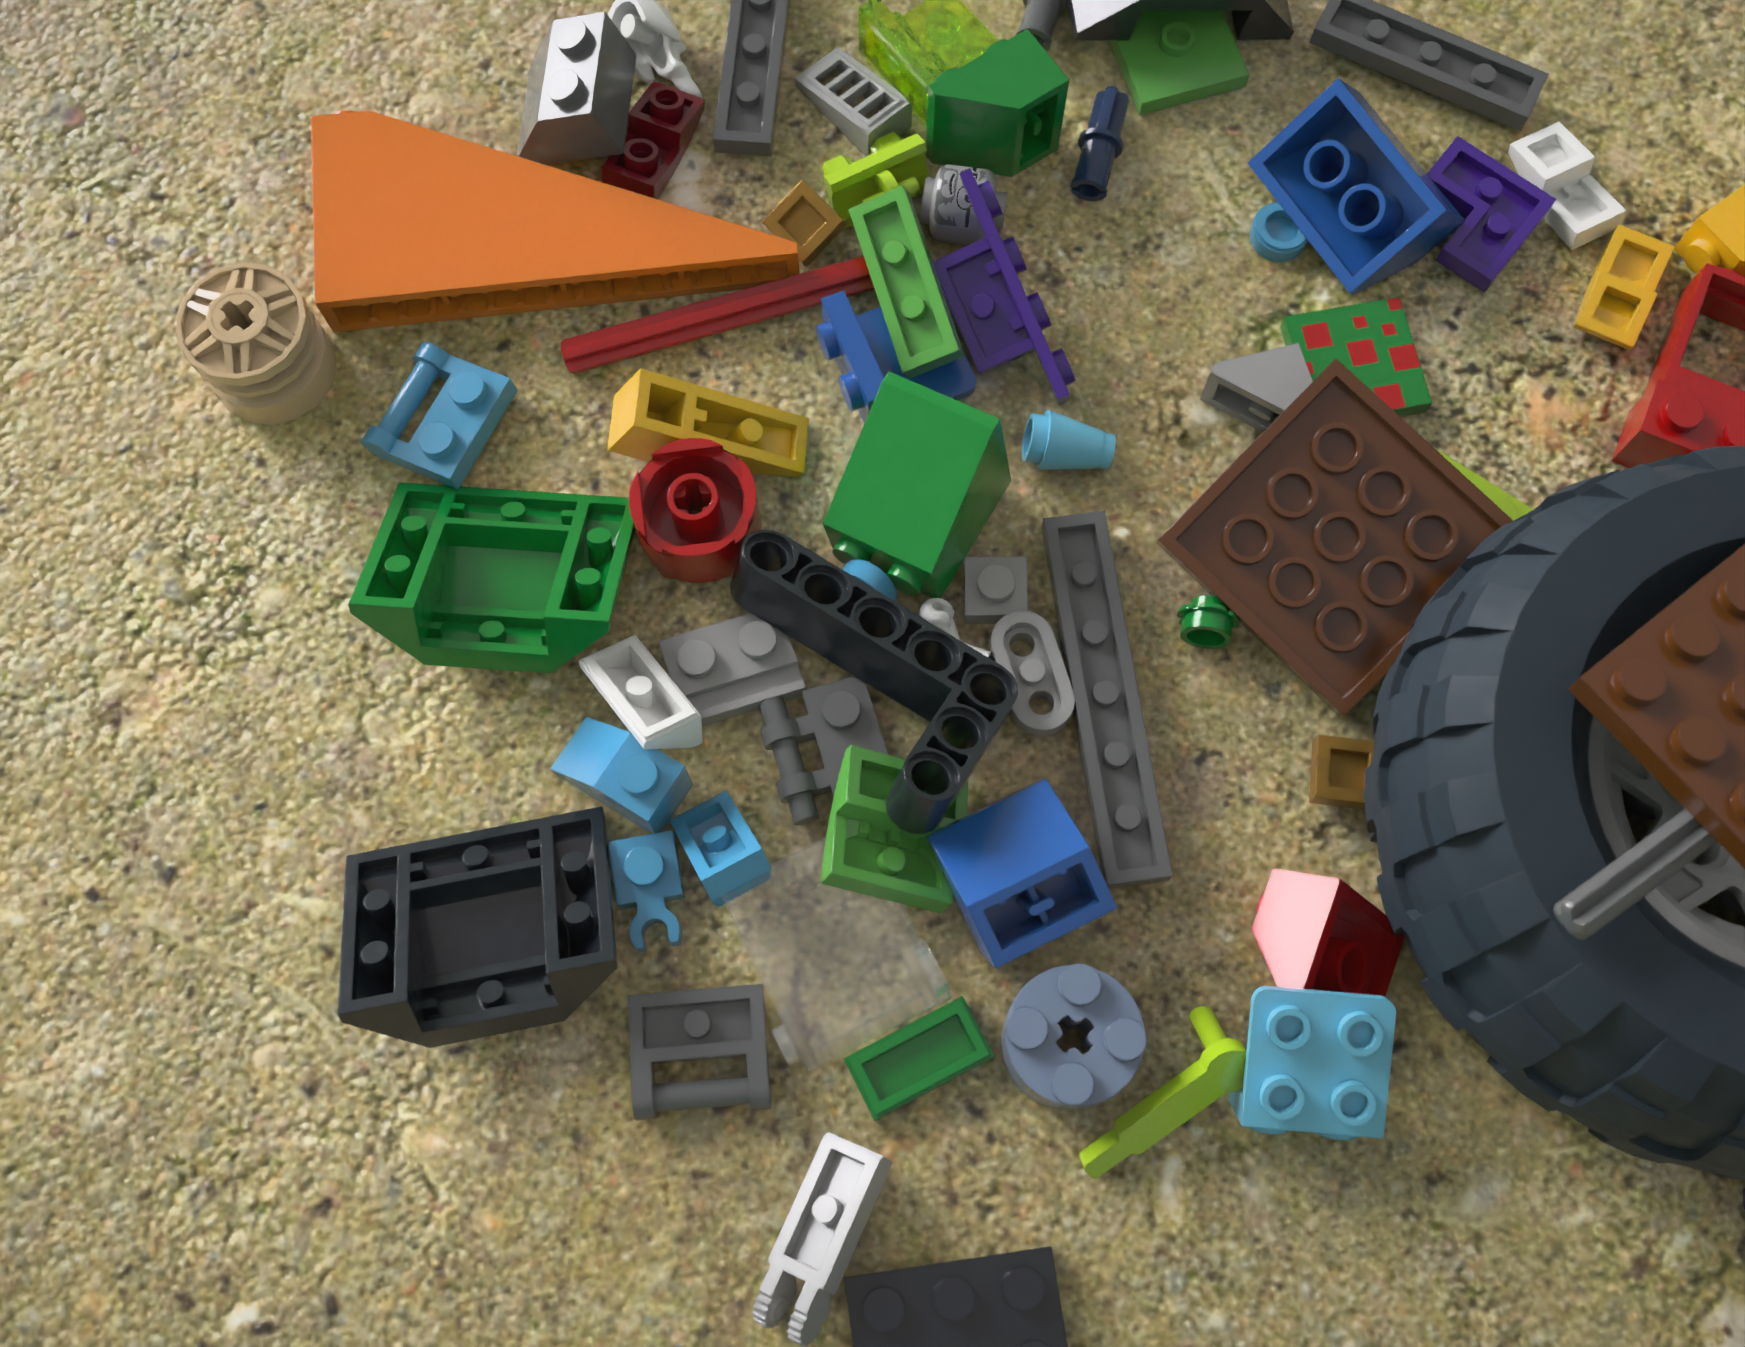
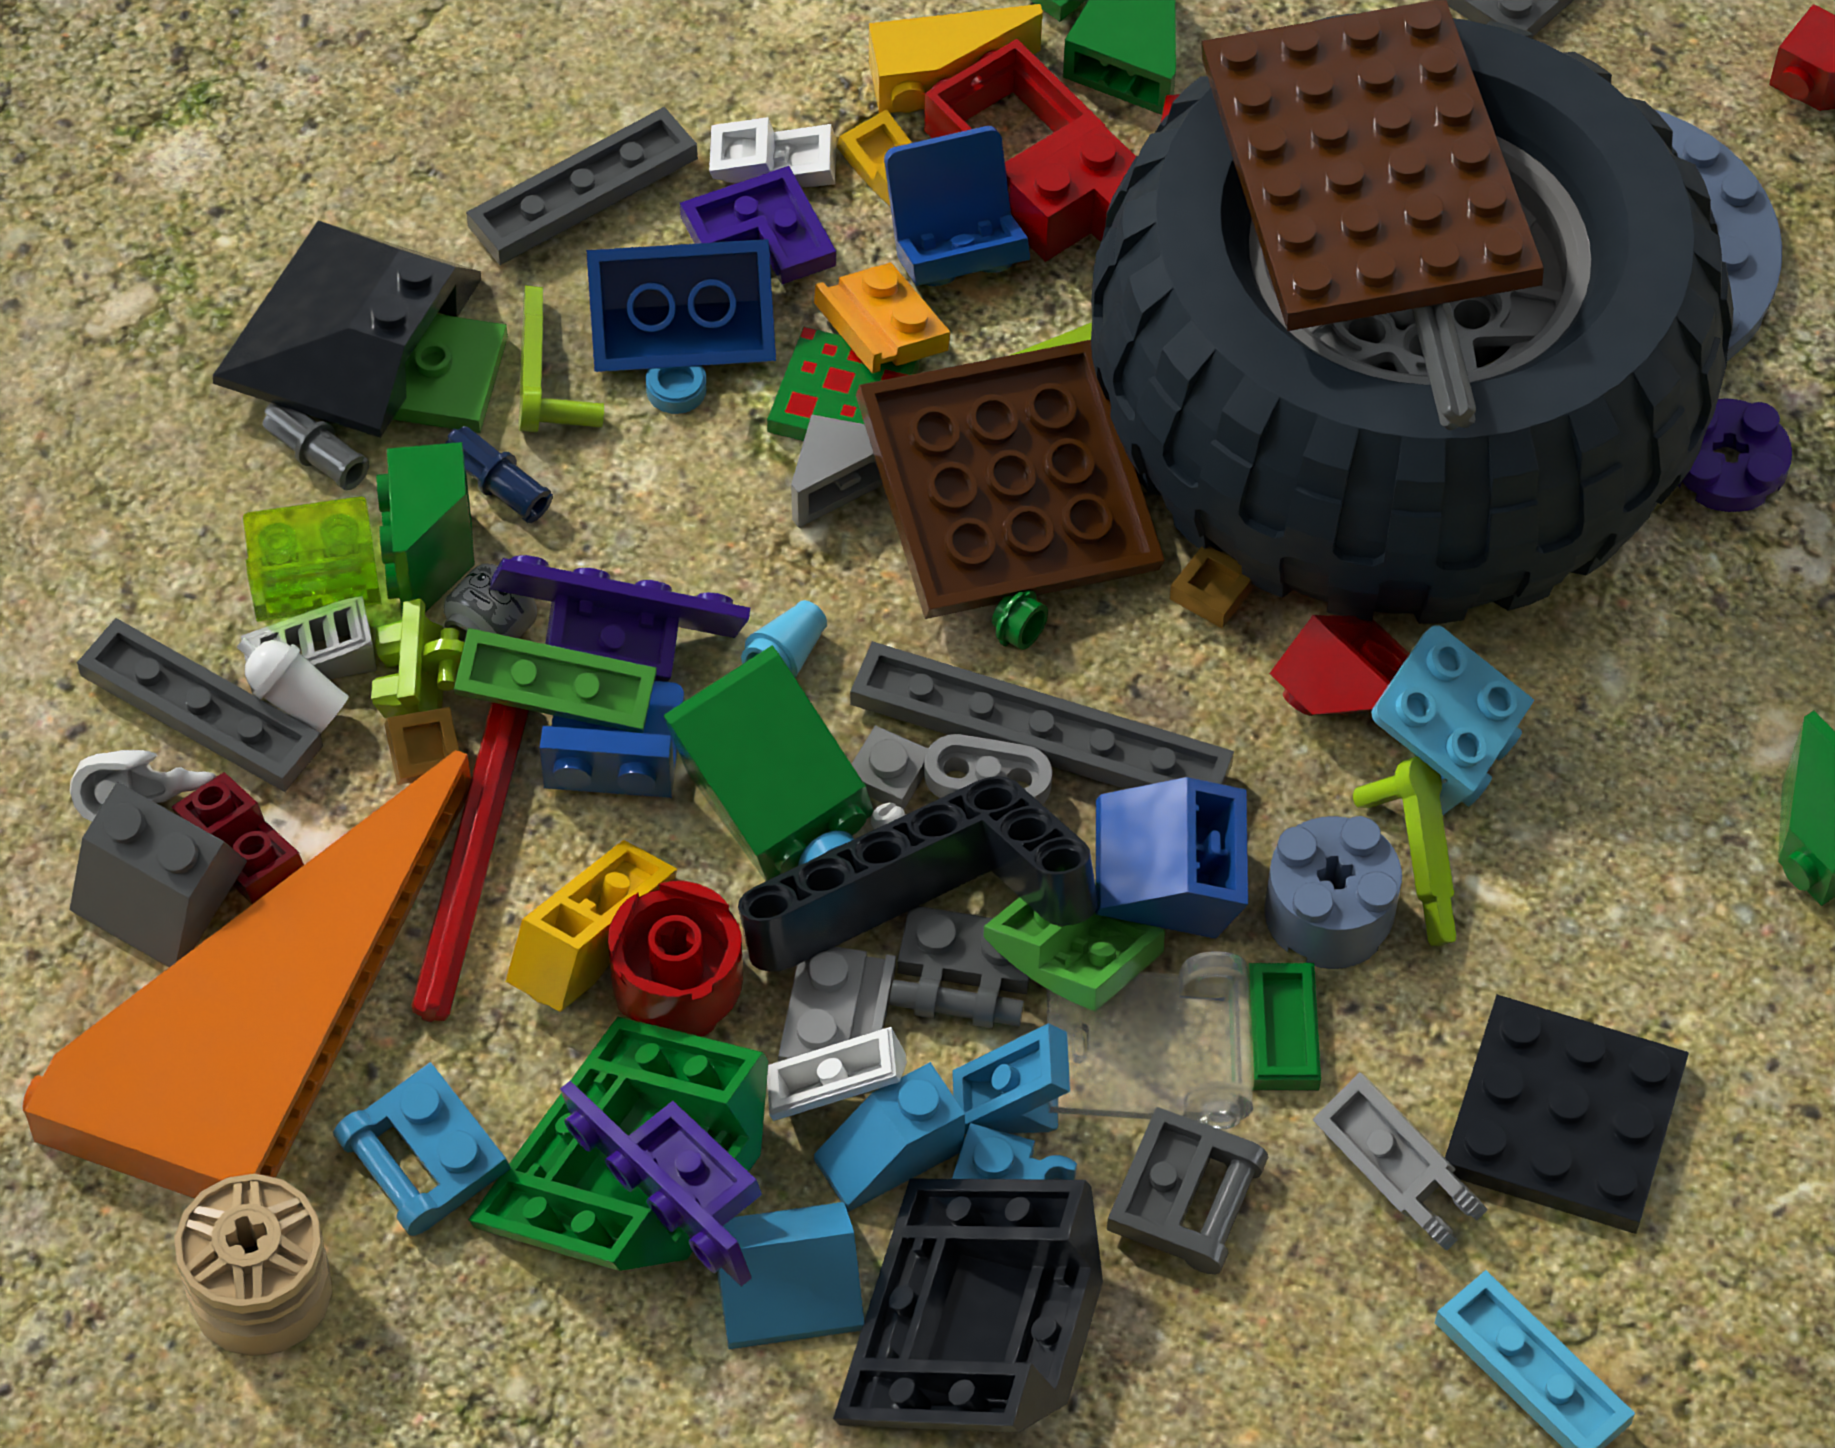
camera: 65 degrees left, 15 degrees down
(462, 747) = (800, 1274): none -> dark azure slope
(464, 614) = (681, 1171): none -> dark purple bracket
(800, 98) = (291, 683): none -> white piece
(1182, 132) = (532, 405): none -> lime piece
(1450, 353) = (882, 317): none -> light orange plate
(1602, 348) = (953, 207): none -> blue bracket

